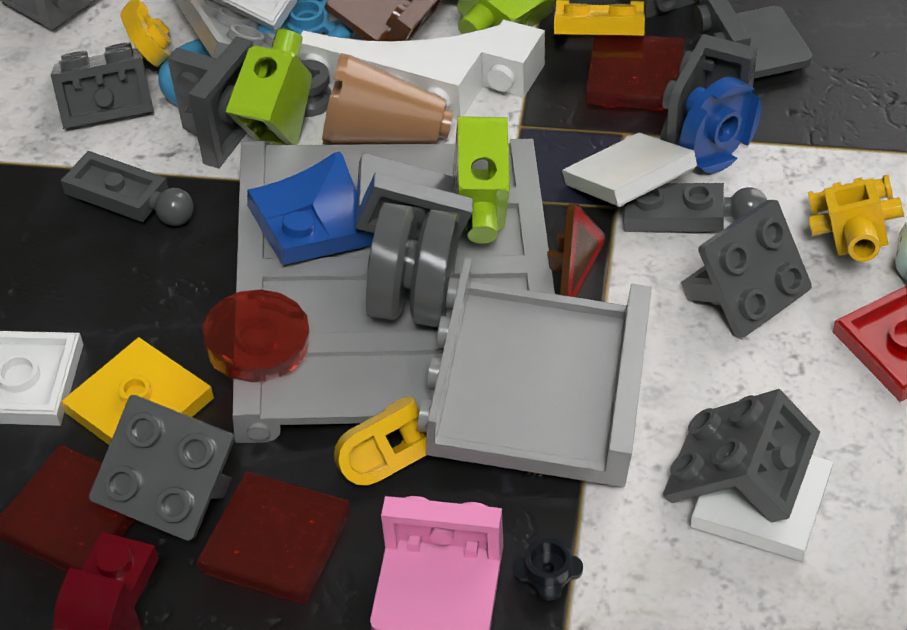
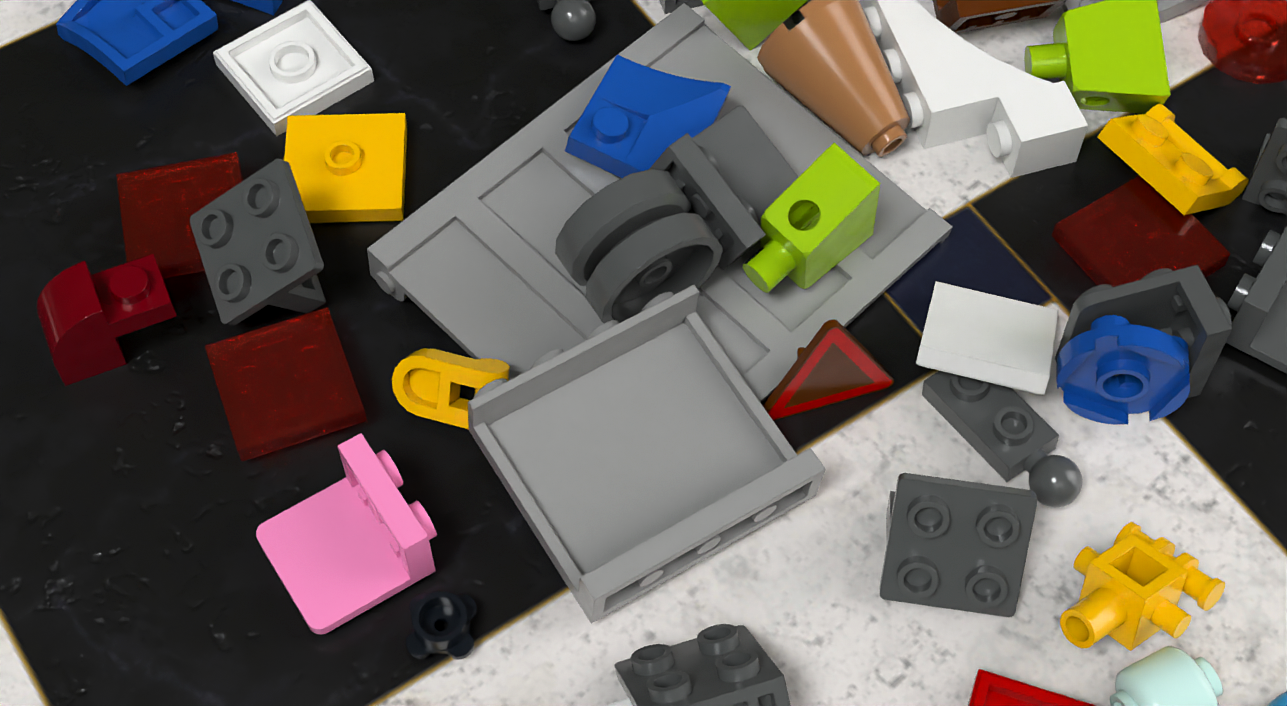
camera: 45 degrees right, 10 degrees up
(256, 335) = (463, 195): clear red tile -> none

